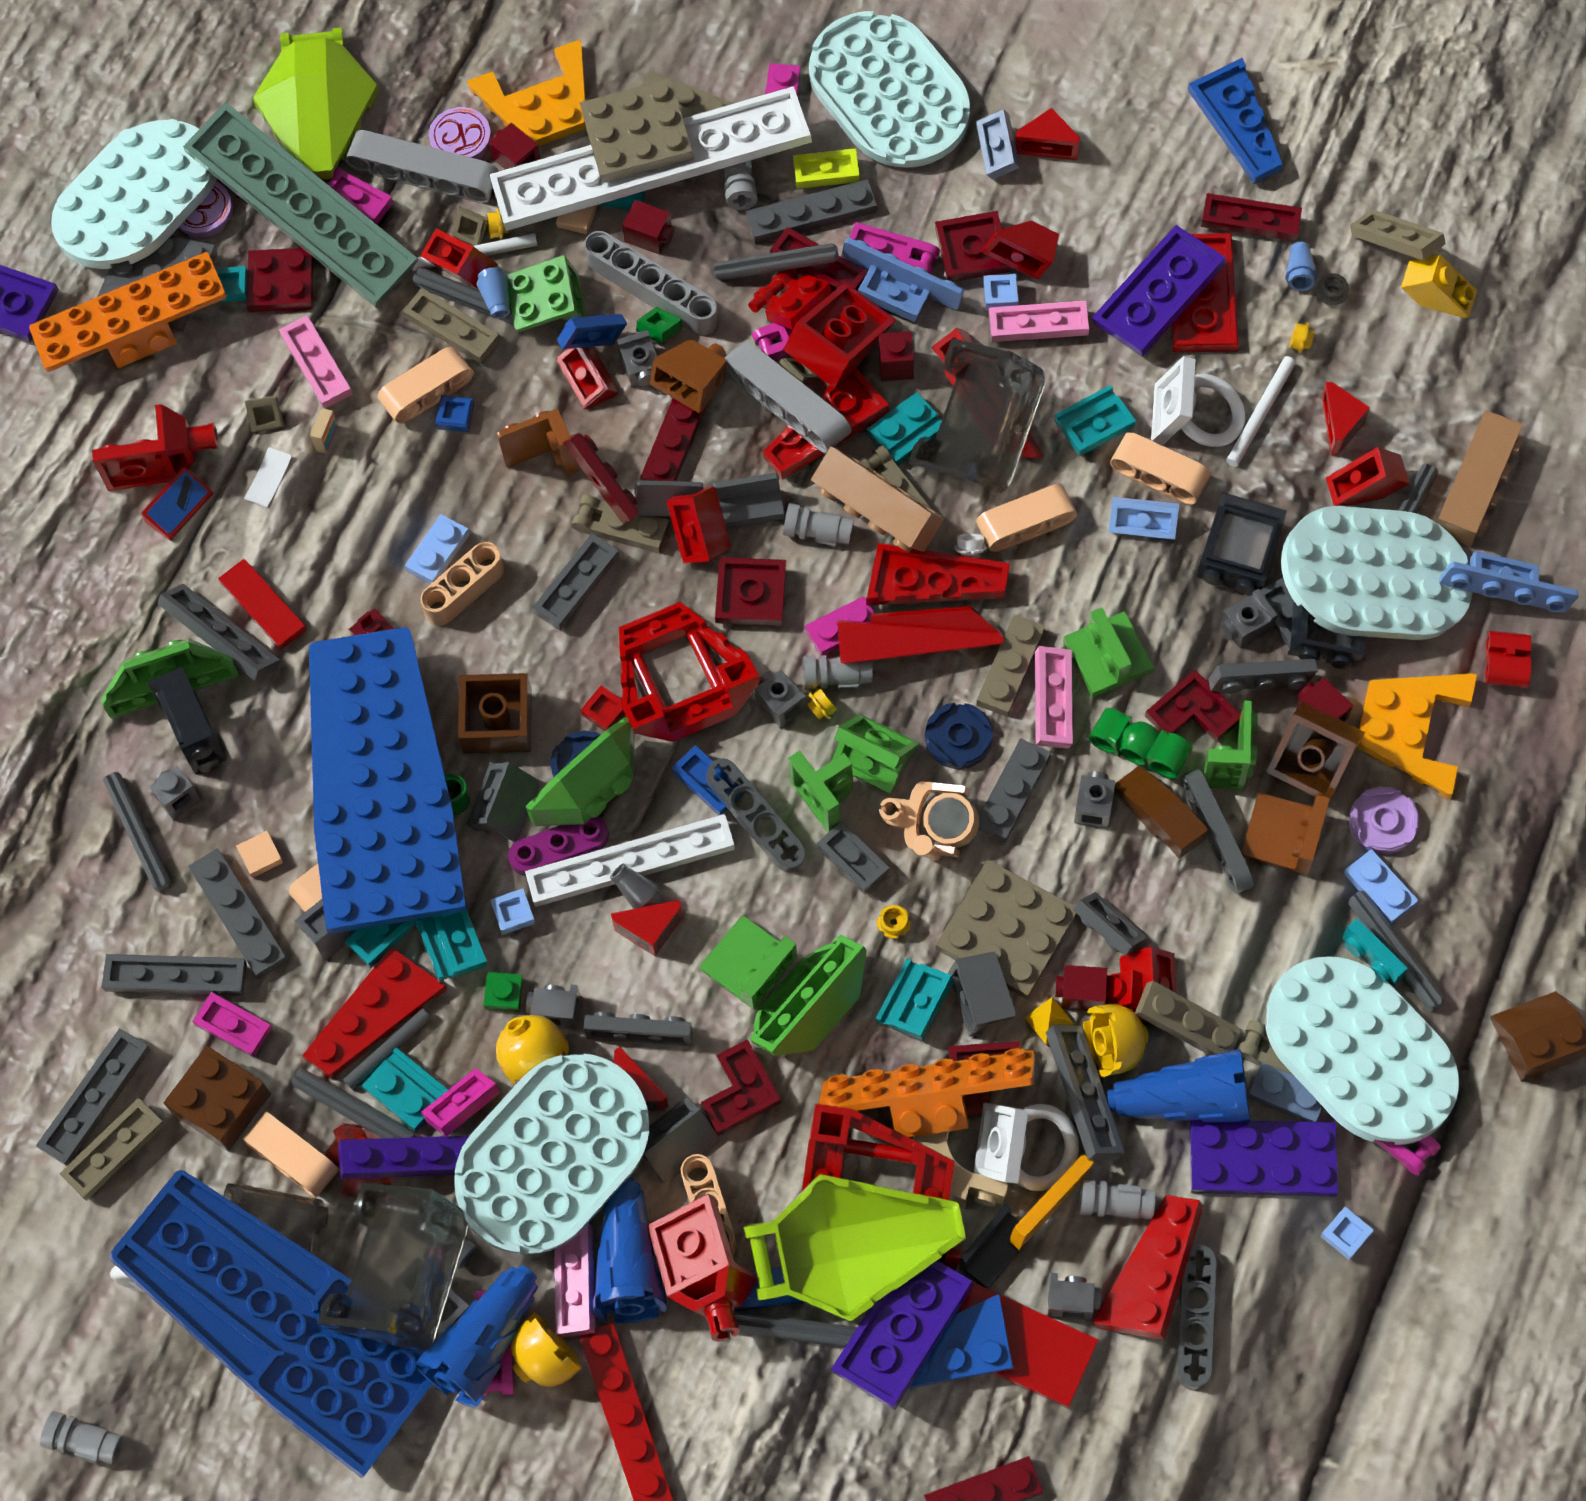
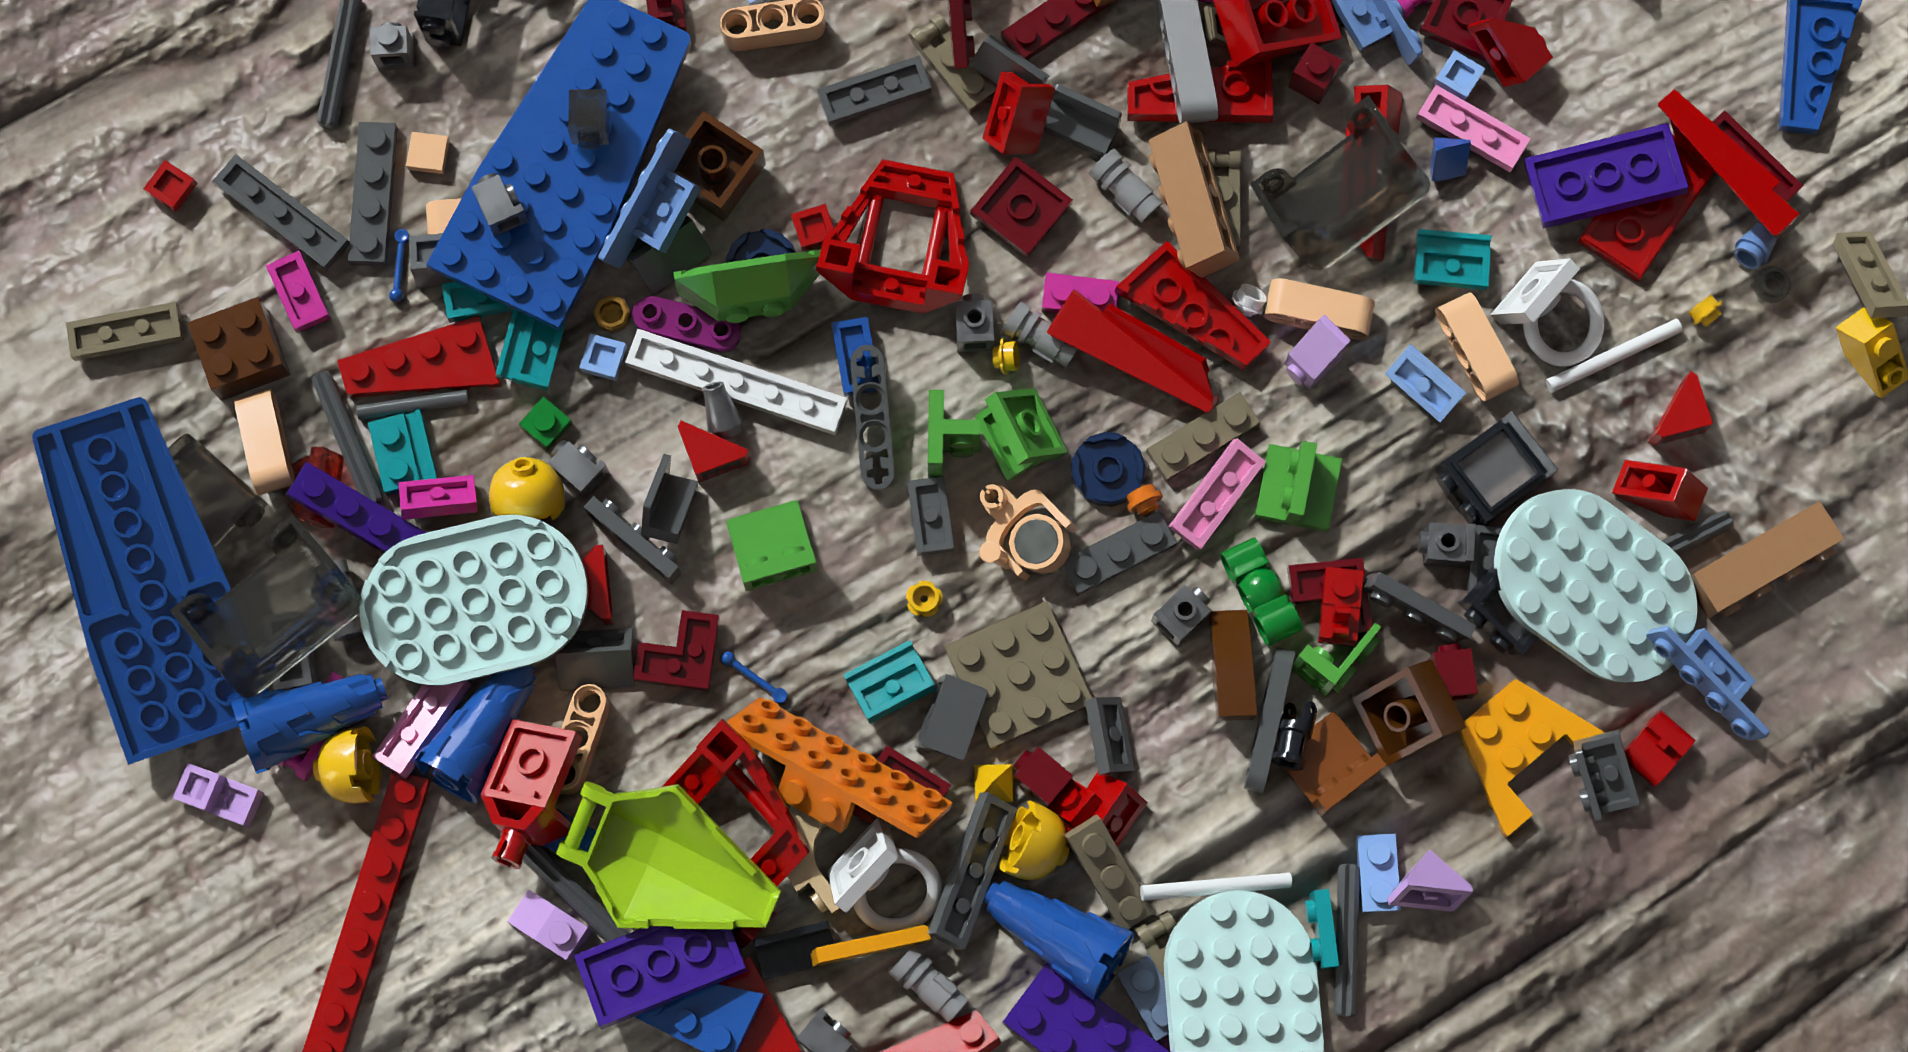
camera: 30 degrees right, 10 degrees up
(68, 1014) = (170, 186): none -> red plate
(93, 1097) = (140, 274): dark grey plate -> none
(285, 931) = (402, 238): none -> blue hinge
(354, 843) = (498, 204): none -> flat silver brick
(377, 733) = (589, 117): none -> clear smoke brick
(451, 1454) = (218, 795): none -> lavender slope
(476, 766) = (656, 204): none -> medium blue bracket
(495, 875) = (612, 314): none -> pearl gold tile
(648, 983) = (667, 504): none -> dark grey panel
(778, 1069) = (779, 695): none -> blue hinge
(791, 1365) = (550, 926): none -> lavender slope
(811, 999) = (795, 619): bright green wedge -> none
(904, 427) = (1274, 146): teal plate -> none
(1003, 737) = (1144, 500): none -> orange plate
(1038, 349) = (1449, 158): none -> blue slope
(1050, 546) = (1317, 353): none -> lavender slope
(1206, 713) = (1340, 606): none -> red plate
(1240, 223) = (1729, 161): none -> red wedge
(1246, 829) = (1294, 736): none -> black piece
(1270, 978) = (1215, 886): none -> white bar
(1383, 820) = (1428, 815): lavender tile -> none
(1427, 866) = (1431, 886): none -> lavender slope
(1487, 700) = (1605, 774): none -> dark grey bracket

